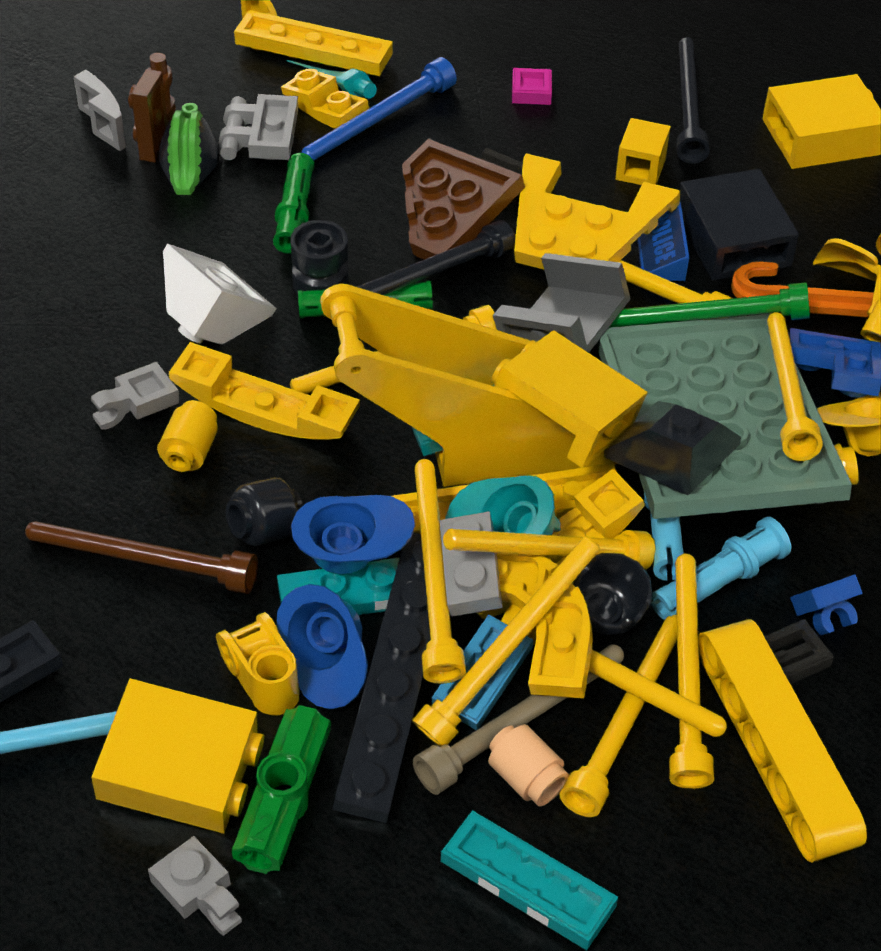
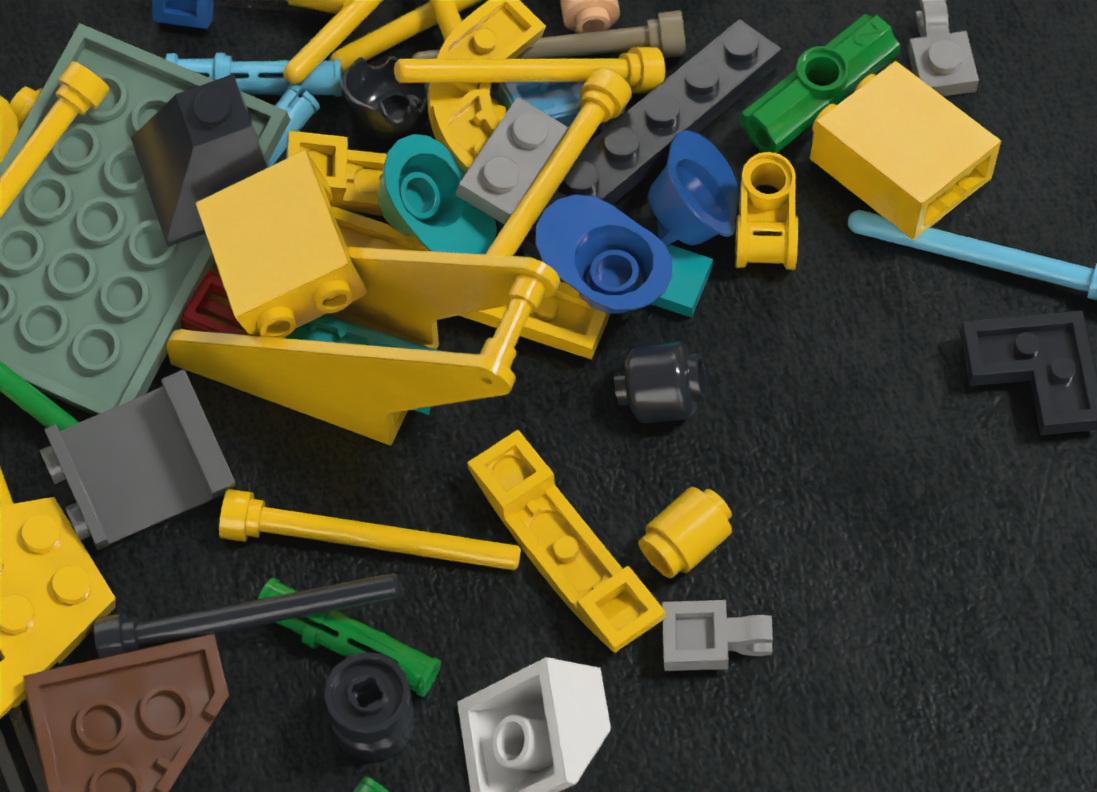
camera: 145 degrees left, 15 degrees up
(234, 570) = (731, 337): reddish brown piece -> none
(632, 543) = (435, 126): yellow piece -> none

